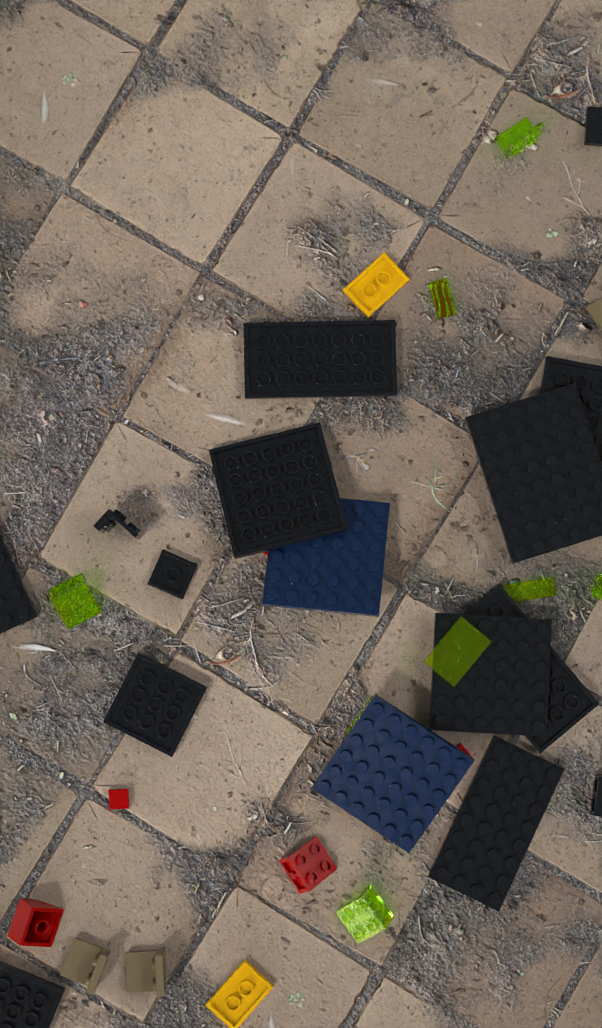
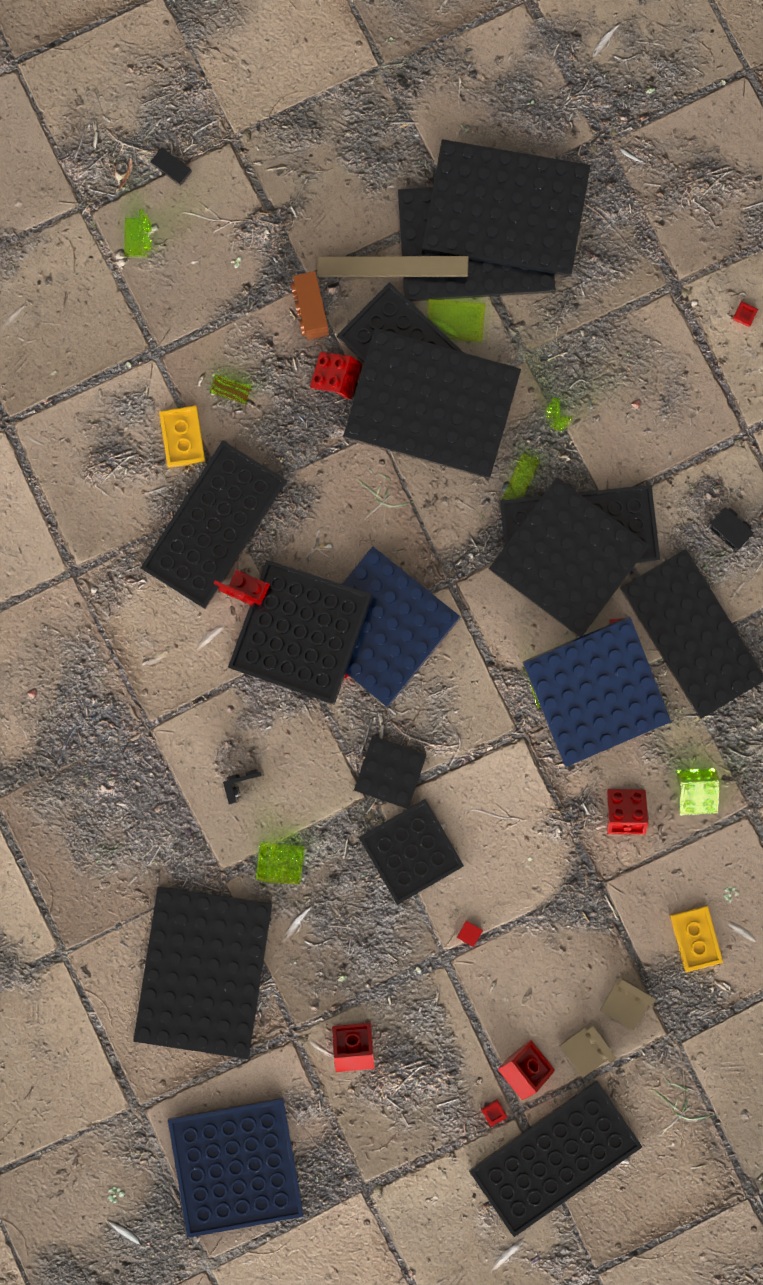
camera: 50 degrees left, 0 degrees up
(172, 574) = (312, 766): black tile -> none
(210, 642) = (390, 772): none -> black plate
(283, 420) = (245, 588): none -> red bracket
(457, 651) = (532, 571): clear neon green tile -> none
(513, 377) = (336, 374): none -> red bracket
(556, 316) = (309, 306): none -> dark orange brick

